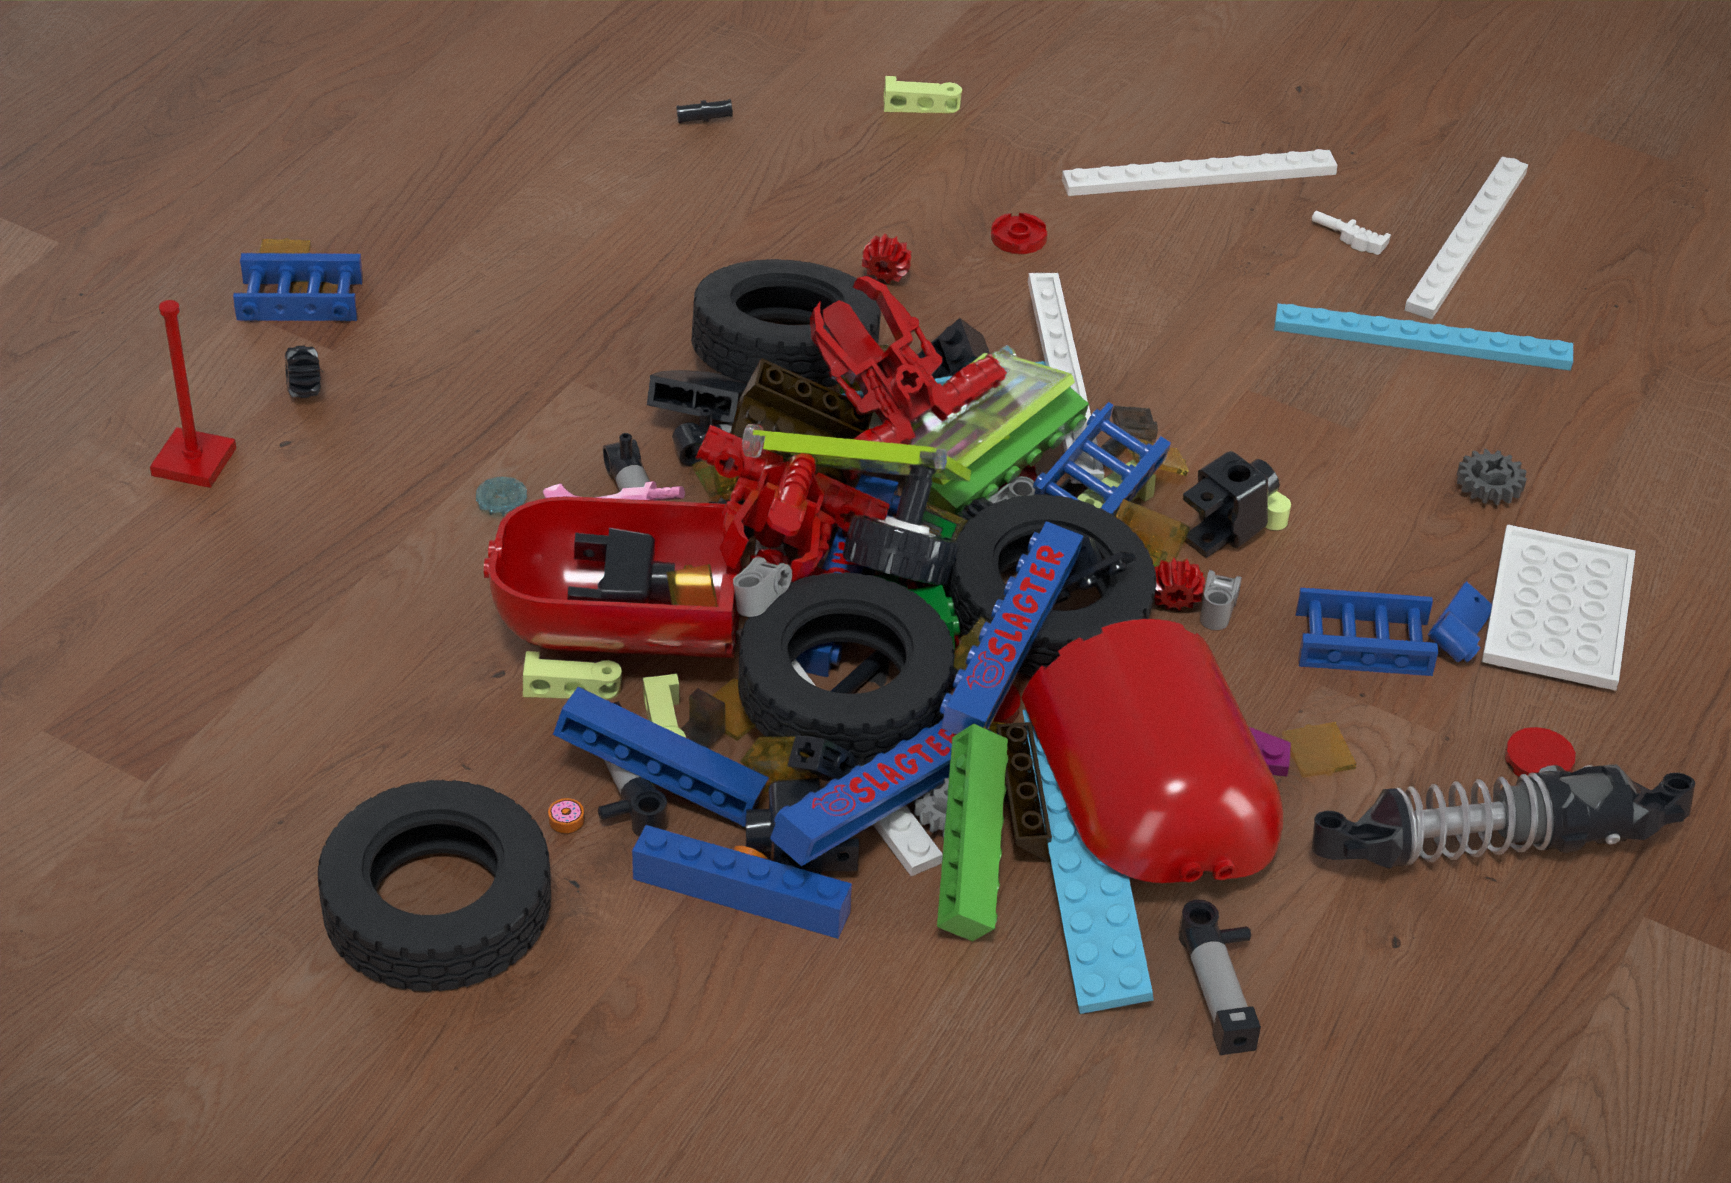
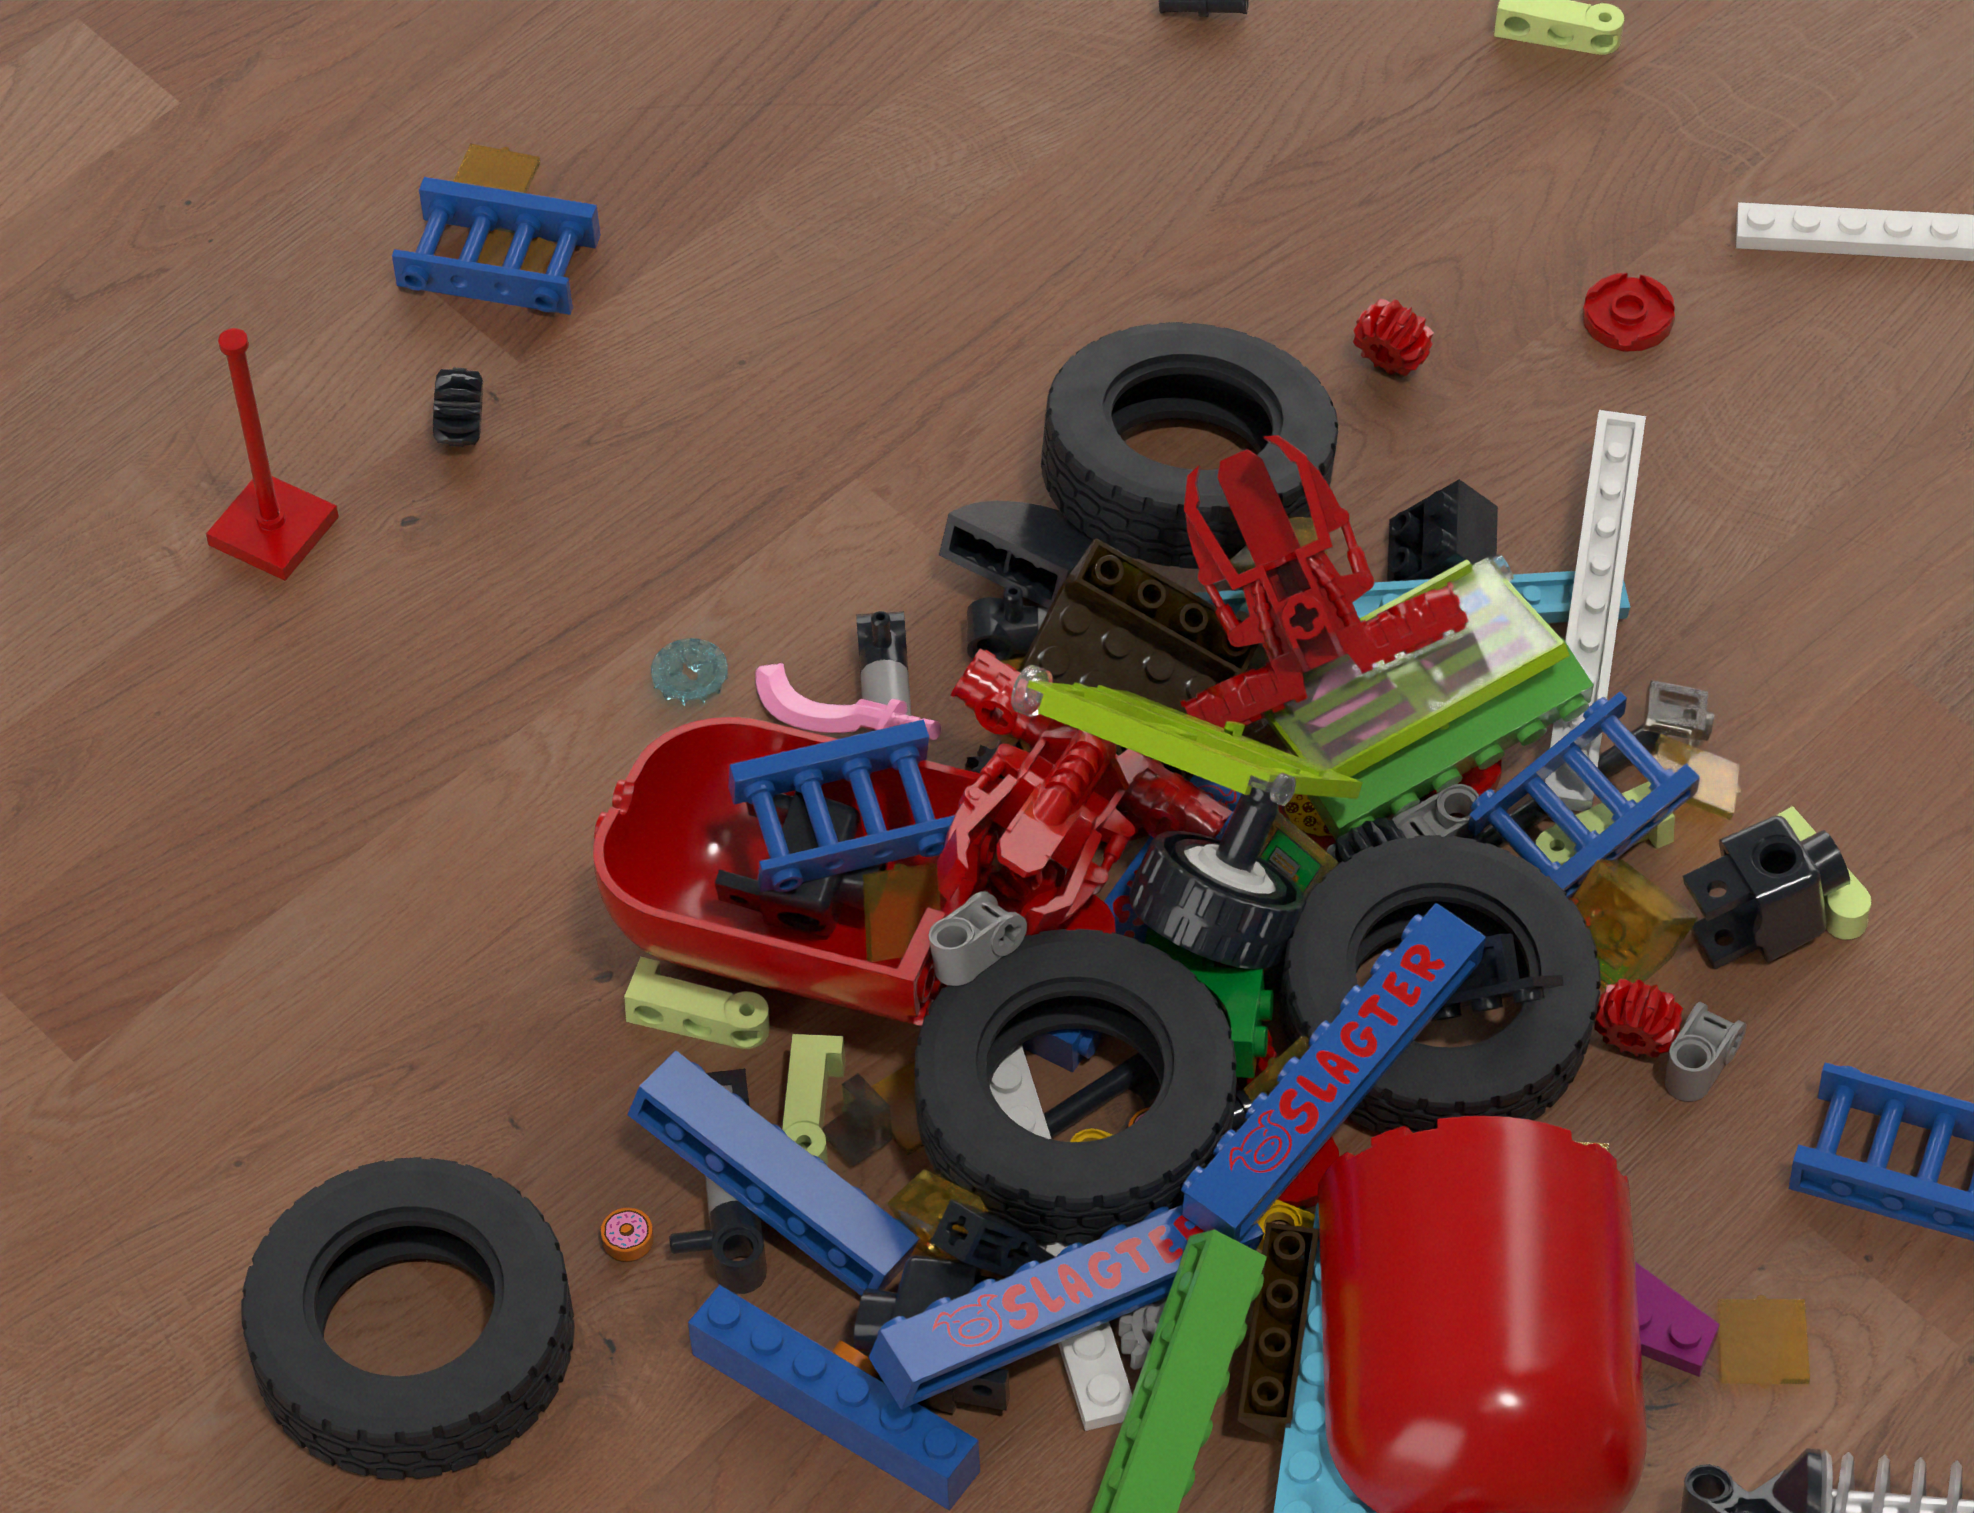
camera: 20 degrees right, 10 degrees up
(634, 504) = (847, 759): none -> blue fence

